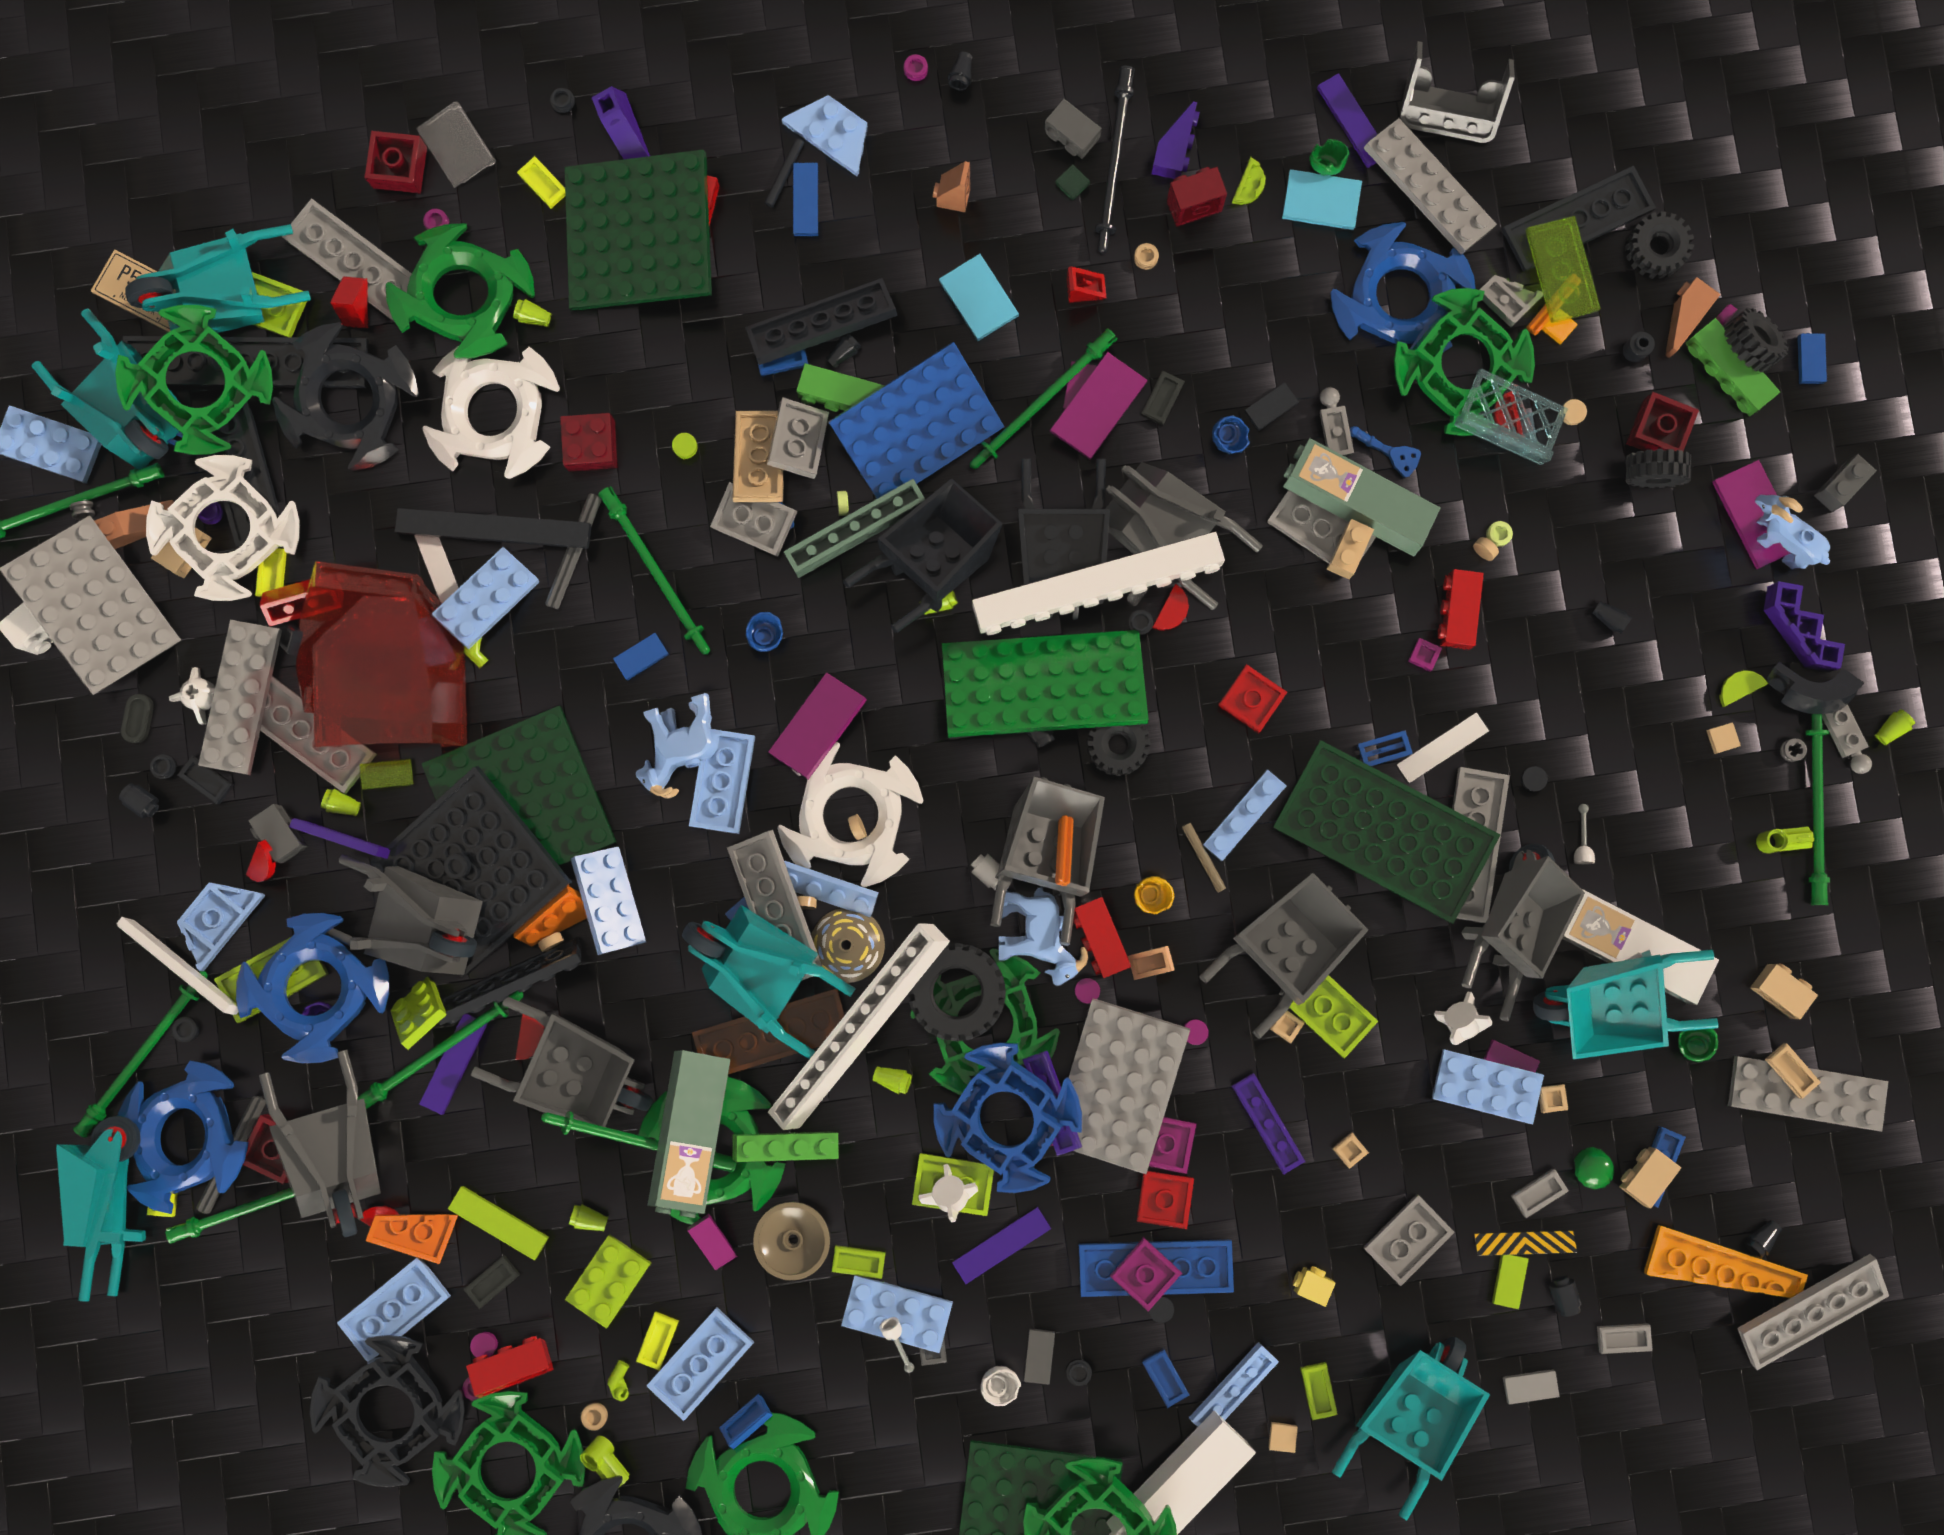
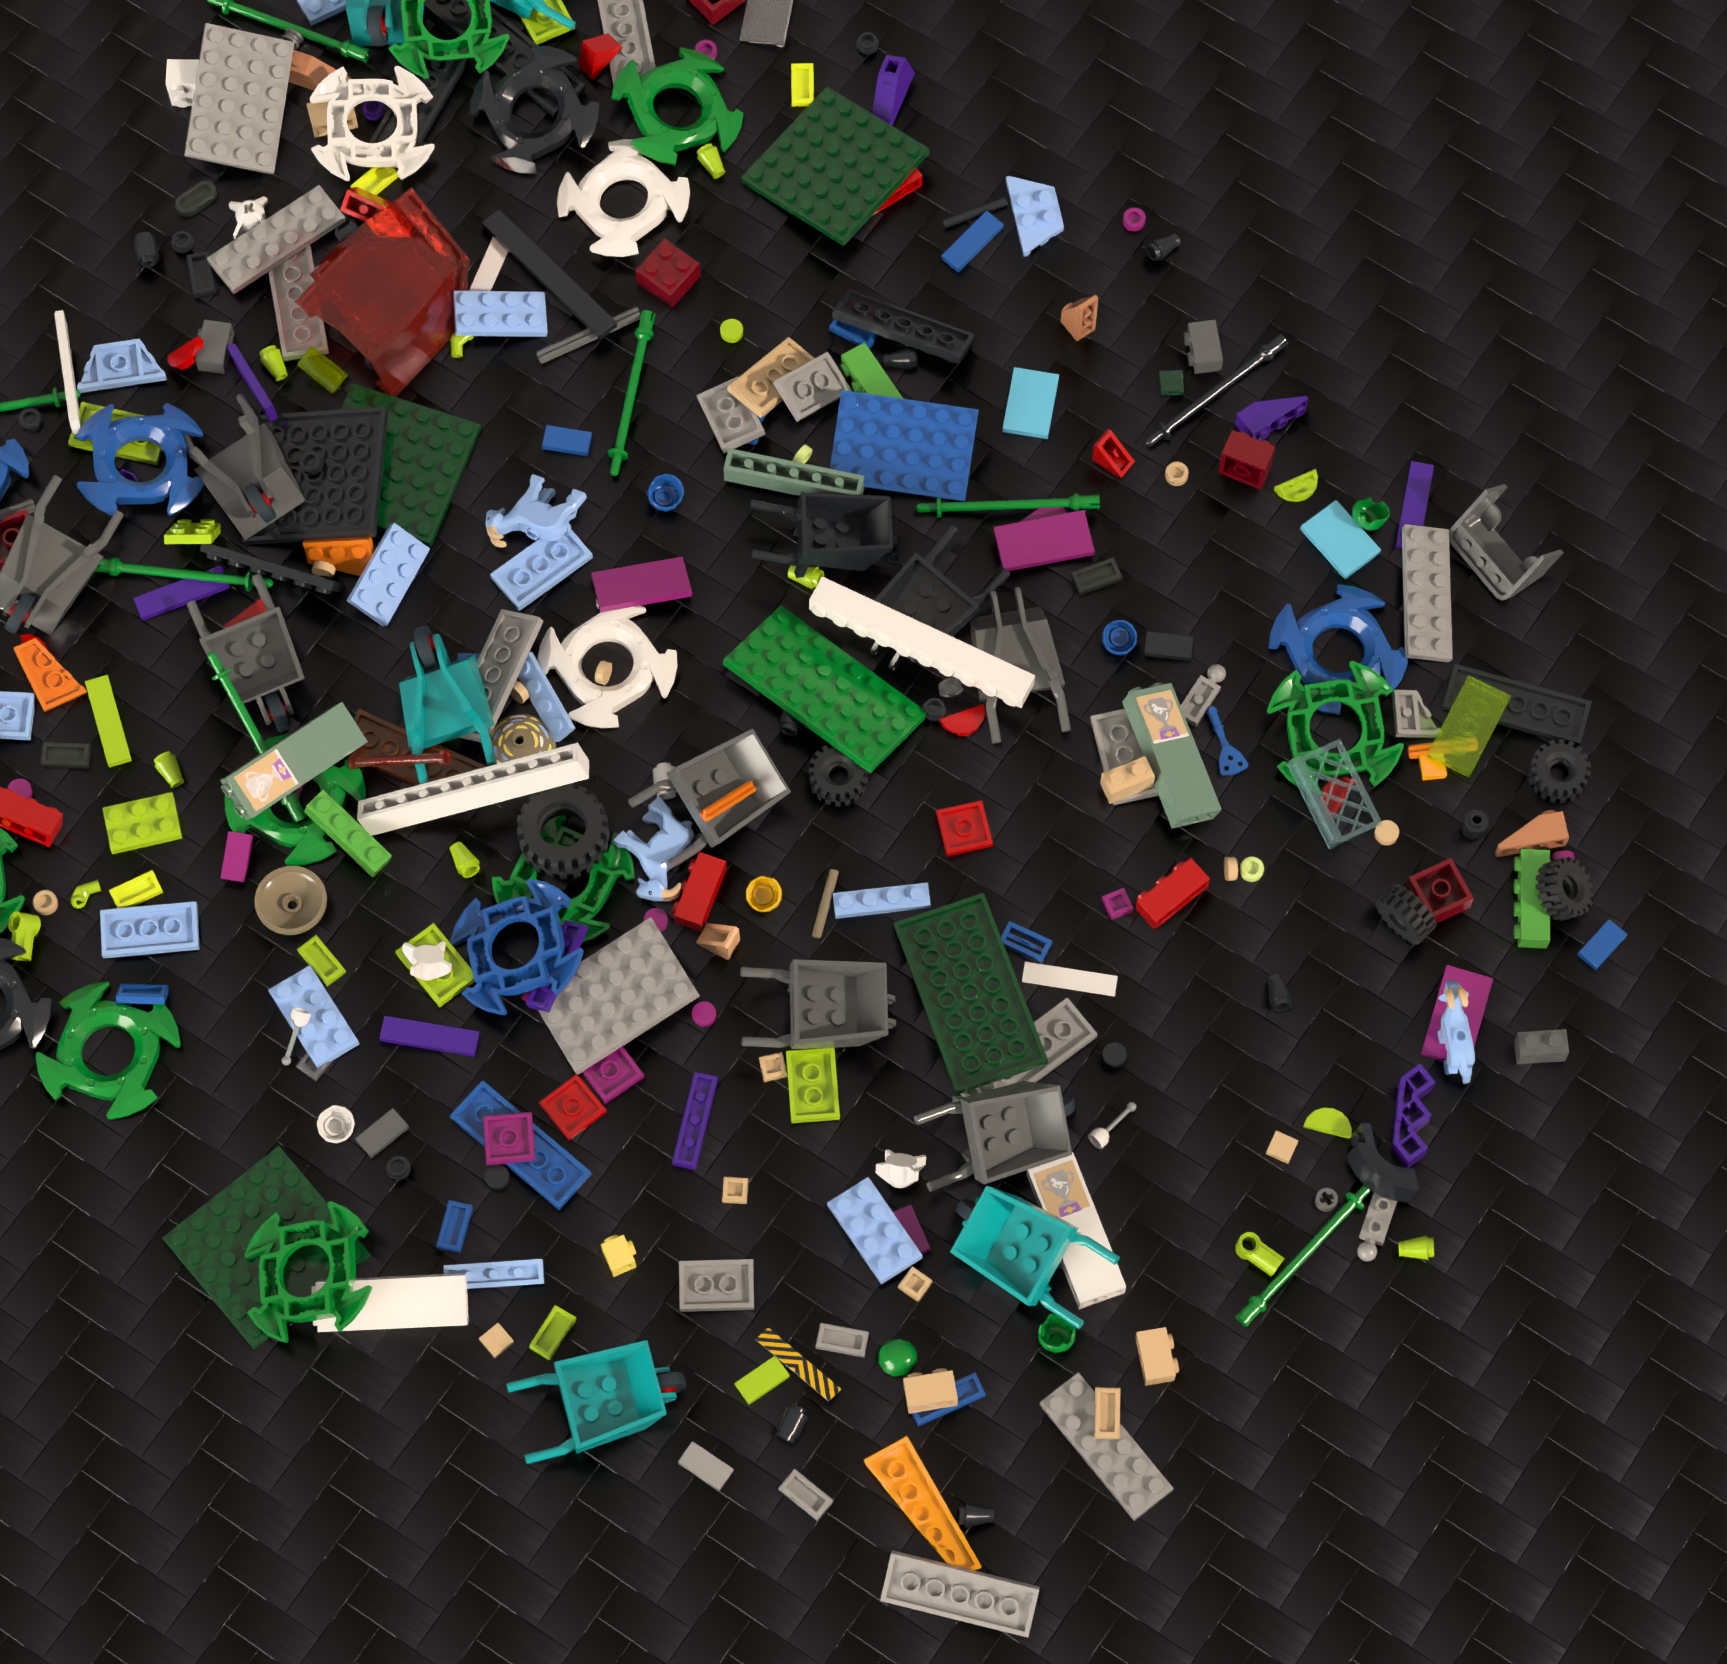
camera: 40 degrees right, 15 degrees down
(812, 1025) = (355, 762): none -> clear red bar

